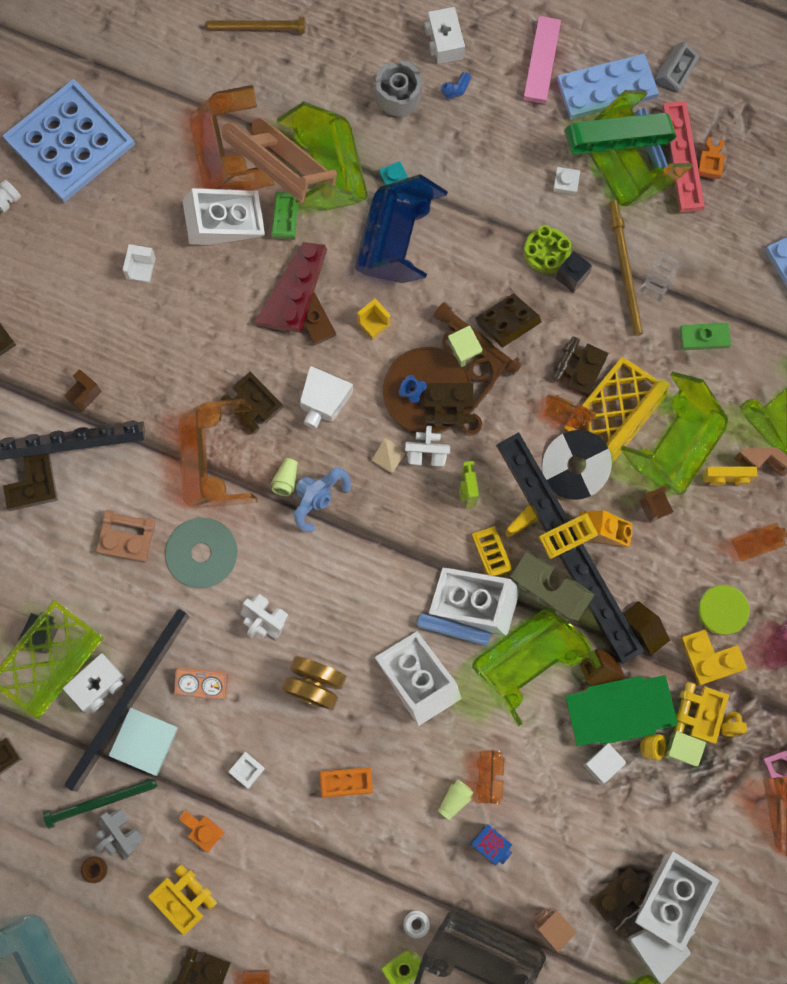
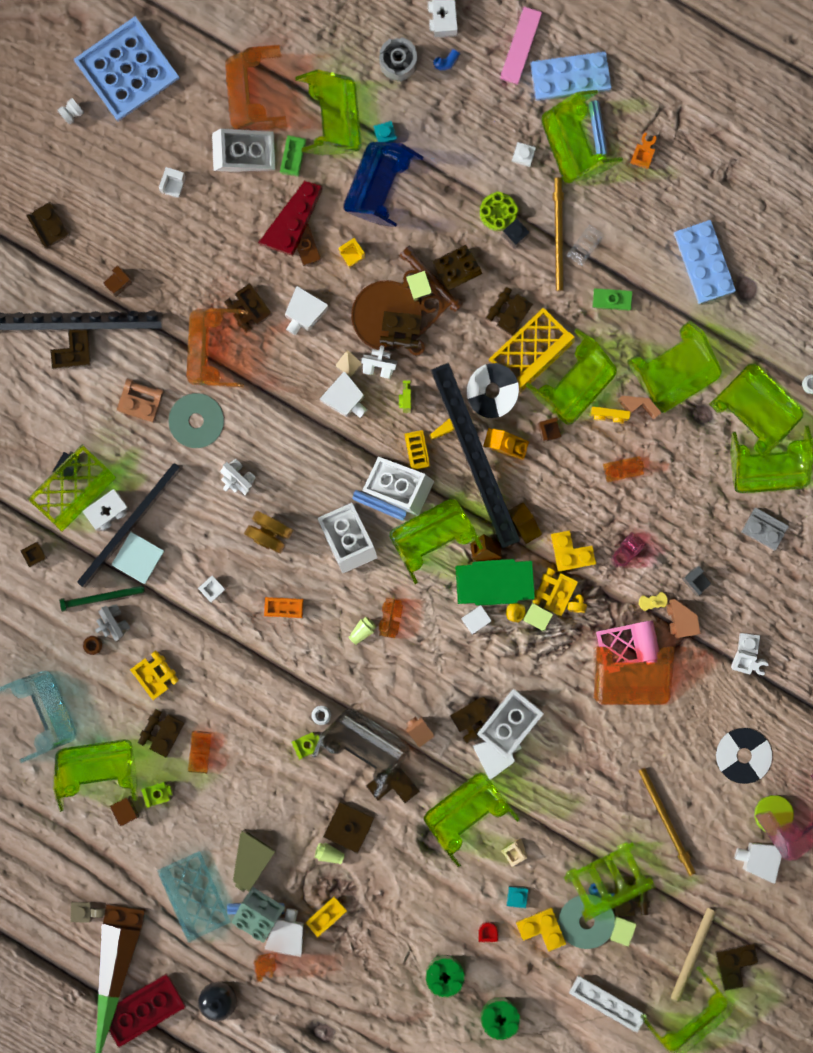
camera: 10 degrees right, 10 degrees up
(200, 683) = (184, 520): slope -> none
(204, 832) = (175, 629): orange plate -> none
(267, 135) = (290, 88): nougat piece -> none
(285, 478) = (266, 371): yellowish green cone -> none
(317, 495) = (289, 388): medium blue piece -> none
(389, 497) = (344, 397): none -> white torso
(407, 384) = (373, 308): blue plate -> none
(492, 845) = (384, 667): blue brick -> none
(534, 575) = (445, 473): olive arch -> none
(567, 413) = (487, 345): clear orange hinge -> none
(587, 526) = (489, 441): yellow slope -> none
(620, 133) = (570, 123): green beam -> none
(677, 67) = (631, 65): light grey slope -> none
(683, 151) = (621, 145): coral plate -> none
(723, 610) = (586, 517): lime tile -> none

